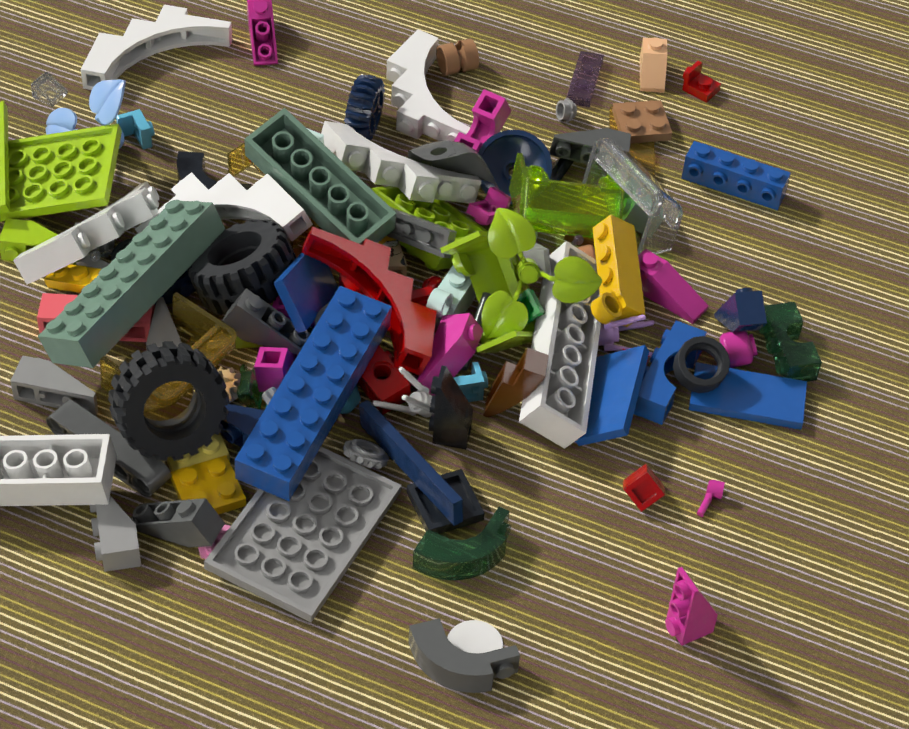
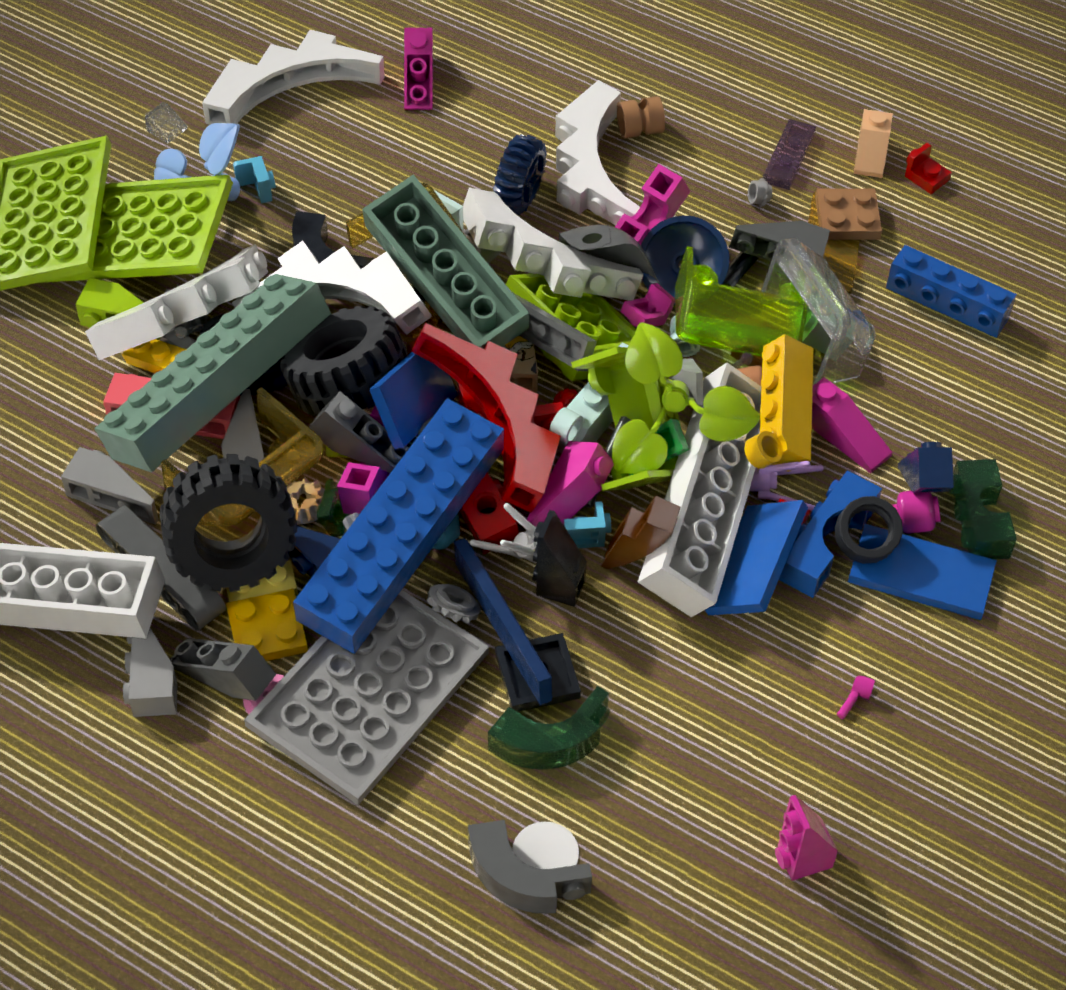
camera: 10 degrees right, 5 degrees up
(643, 487) = (776, 677): red panel -> none

